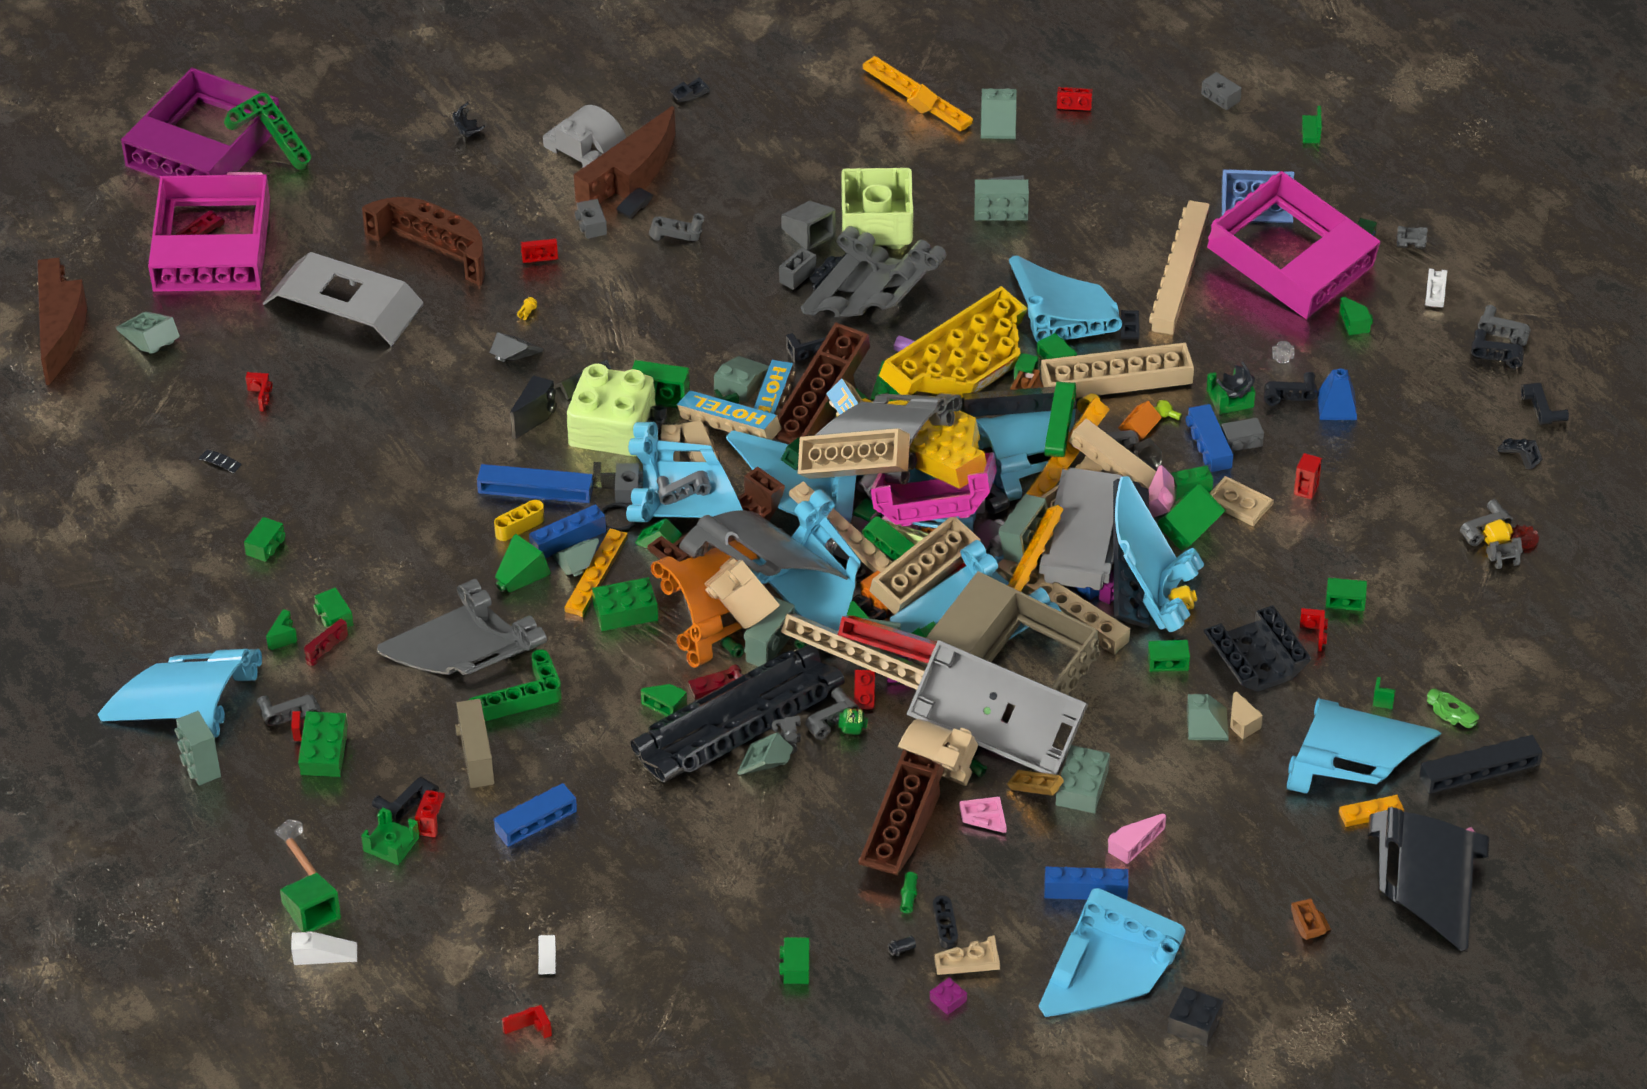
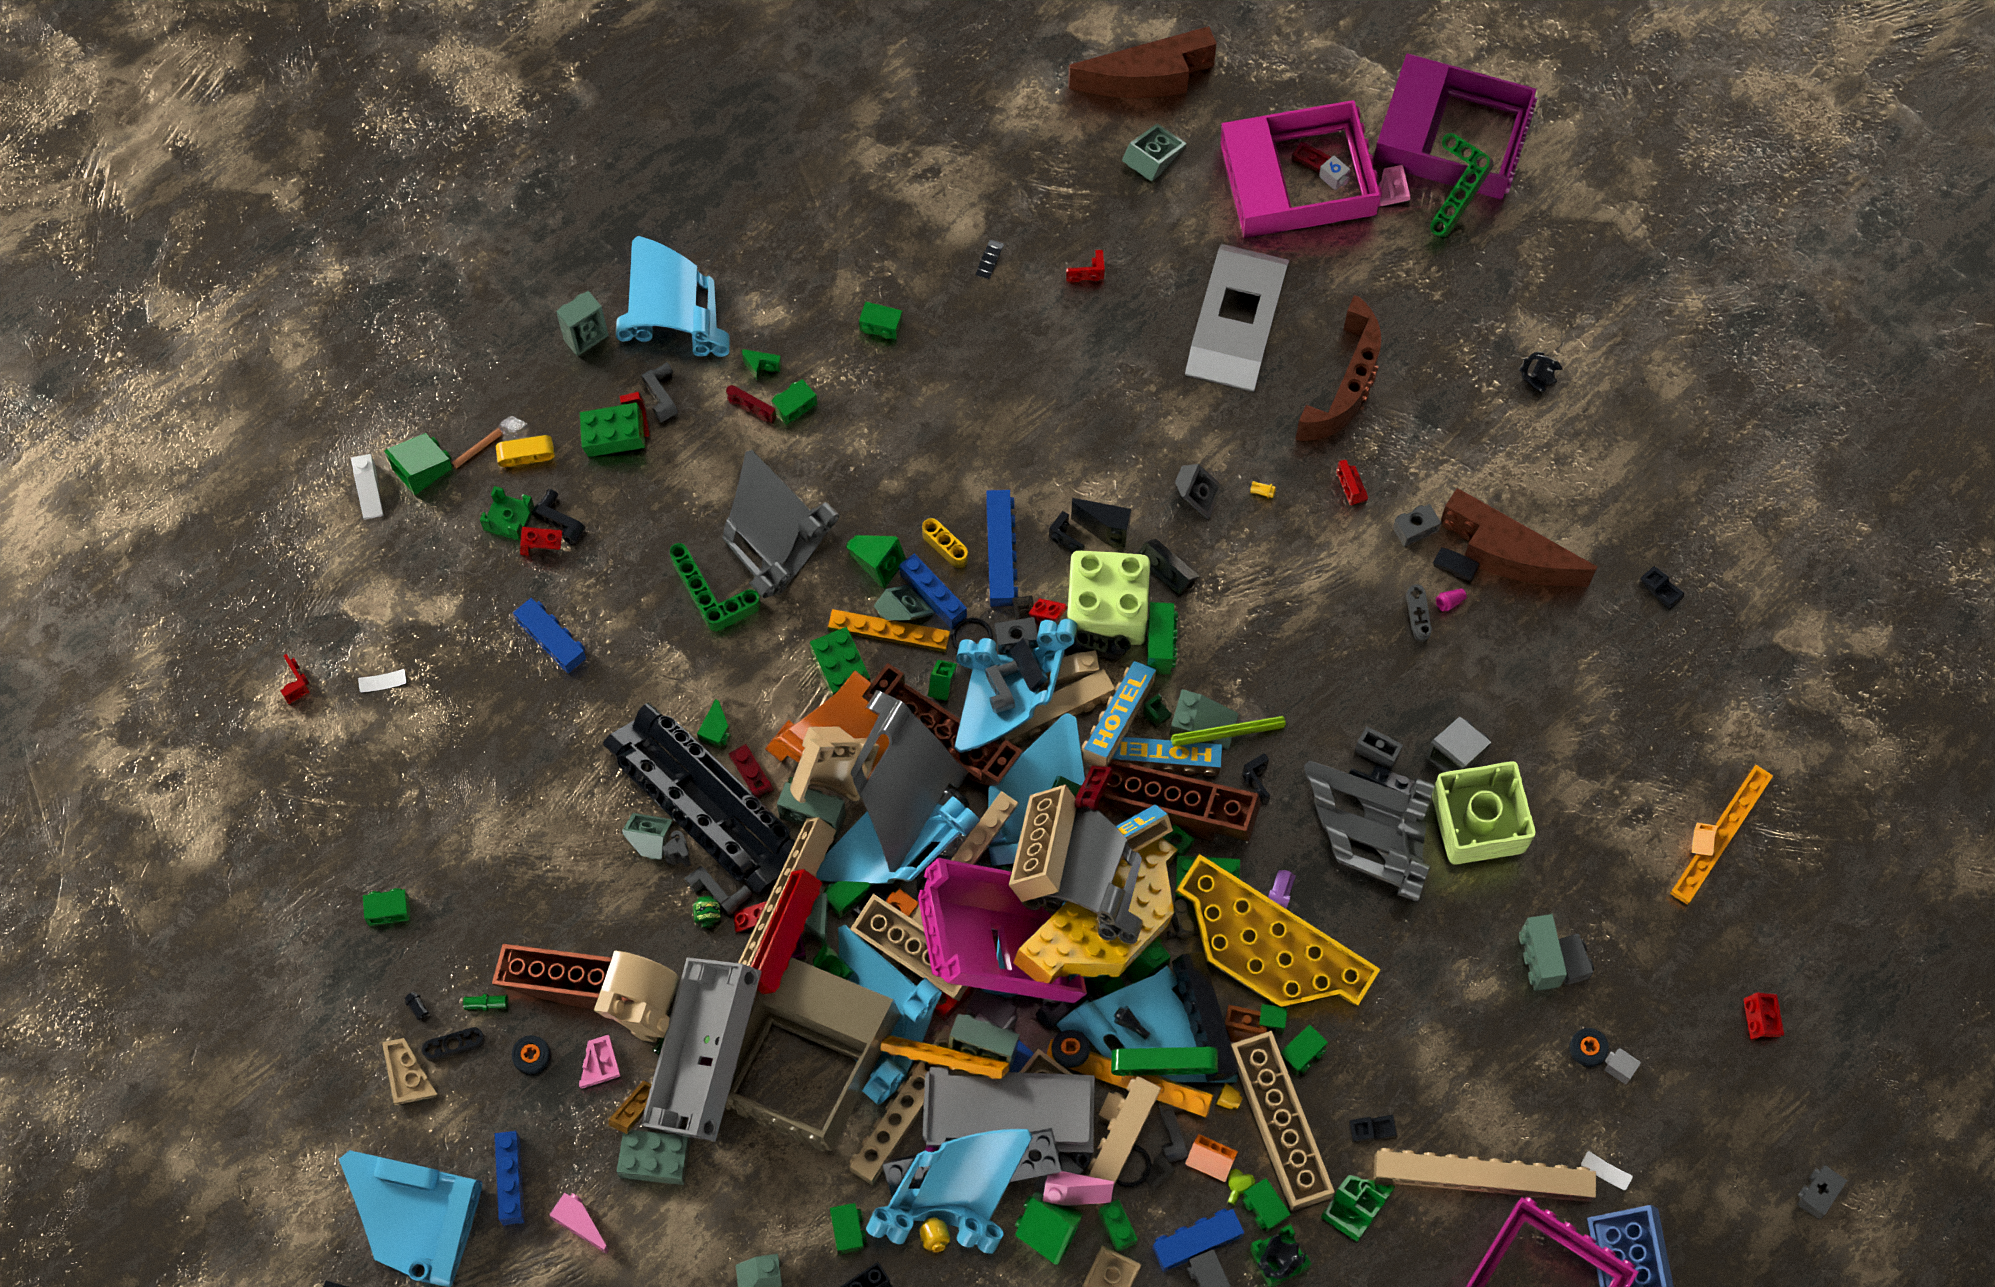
camera: 80 degrees right, 20 degrees up
(235, 195) = (1335, 173): none -> light grey brick
(321, 819) = (525, 451): none -> yellow beam
(475, 743) = (626, 561): dark tan brick -> none
(535, 443) = (1058, 536): none -> black bracket
(582, 129) = (1545, 492): light grey piece -> none
(615, 447) = (1047, 610): none -> red bracket
(666, 465) = (1028, 665): none -> black tile
(667, 209) = (1450, 599): none -> dark pink cone
(759, 355) = (1228, 731): none -> lime axle
(799, 428) = (1093, 787): none -> dark red plate
(948, 996) = (356, 1059): magenta piece -> none
(966, 855) = (521, 1049): none -> black bush
(998, 113) = (1706, 931): sand green slope -> none
(1017, 437) = (1126, 1019): none -> black cone
(1034, 483) = (1068, 1058): none -> black bush
(1064, 303) = (1394, 1046): medium azure panel -> none
(1082, 195) = (1578, 1049): none -> black bush
(1102, 177) = (1621, 1065): none -> light grey brick
(1178, 209) = (1606, 1171): none -> white sticker
(1186, 393) = (1266, 1206): none -> green brick
(1198, 342) = (1356, 1205): none -> green slope

